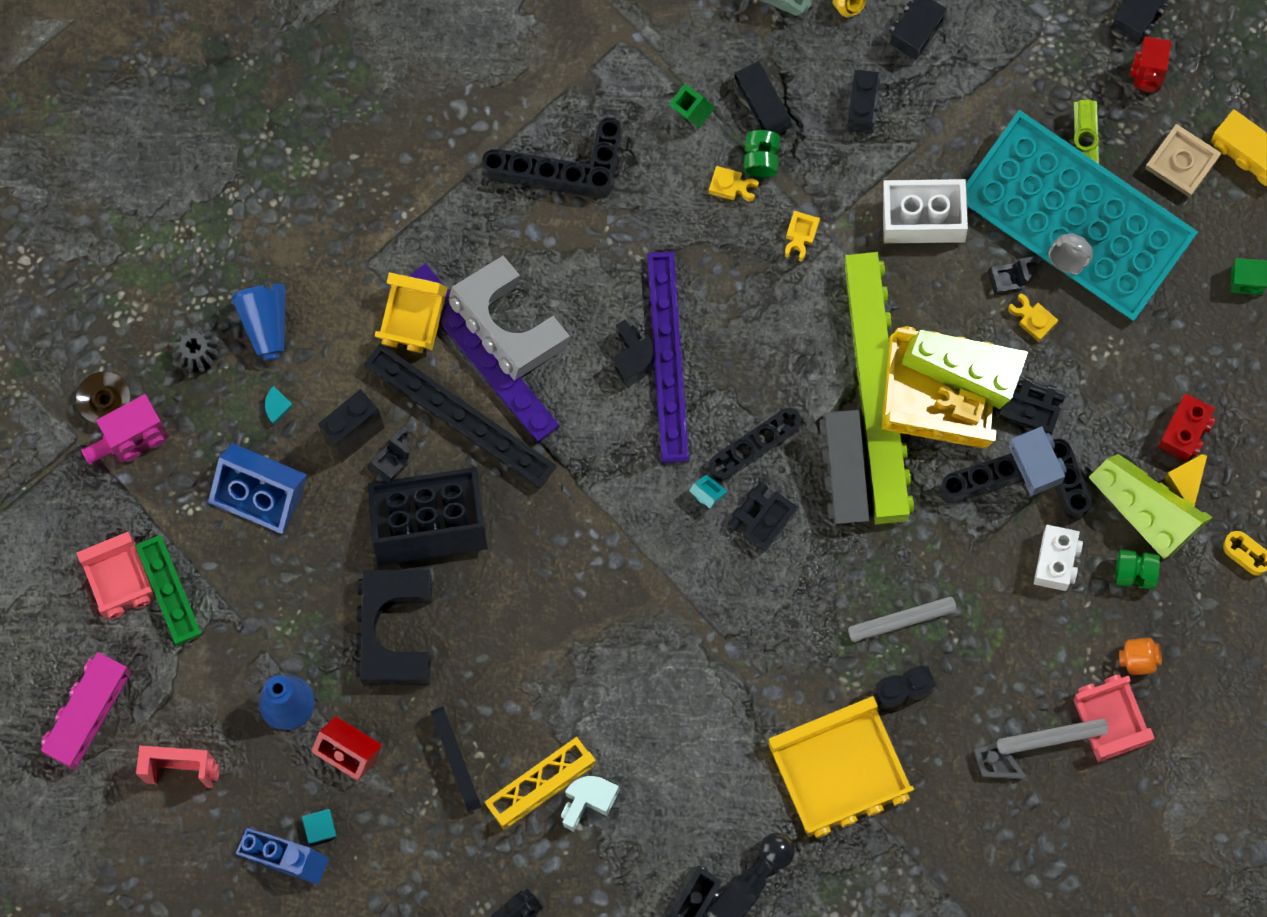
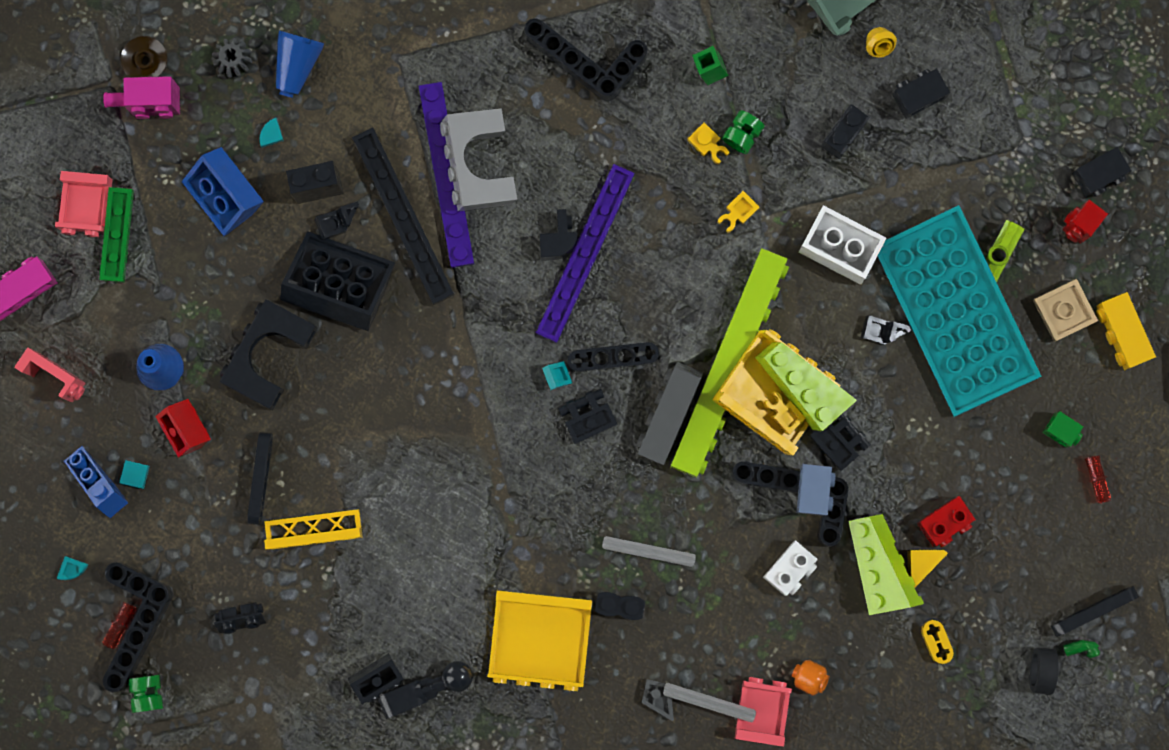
camera: 25 degrees right, 10 degrees up
(412, 313) = (408, 117): yellow panel -> none
(591, 793) = (344, 557): light aqua brick -> none
(762, 98) = (768, 88): black beam -> none
(1035, 320) = (880, 376): yellow plate -> none
(1071, 253) = (934, 340): light grey hair -> none
(1137, 569) = (845, 610): green wheel -> none

